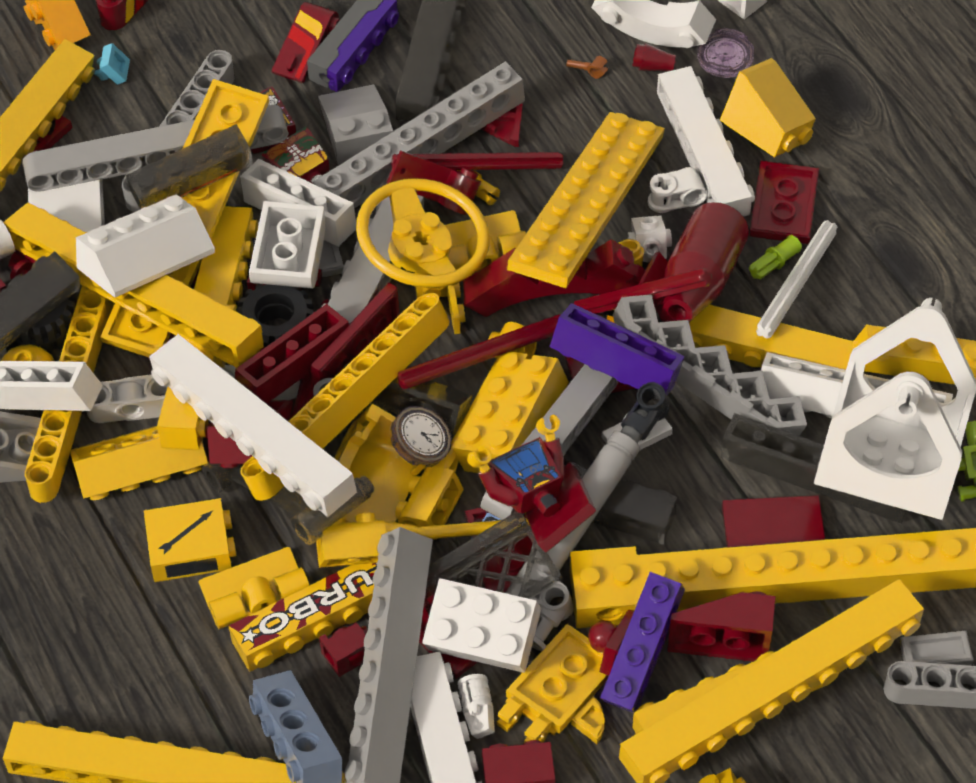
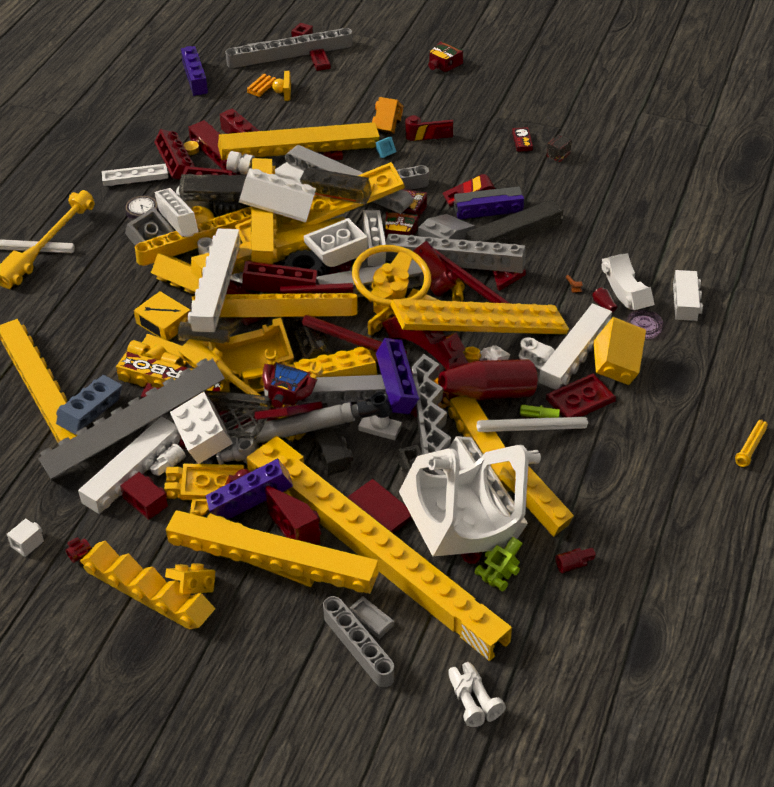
camera: 50 degrees right, 10 degrees down
(420, 436) = (287, 344): tile -> none
(657, 288) = (448, 364): dark red axle -> none

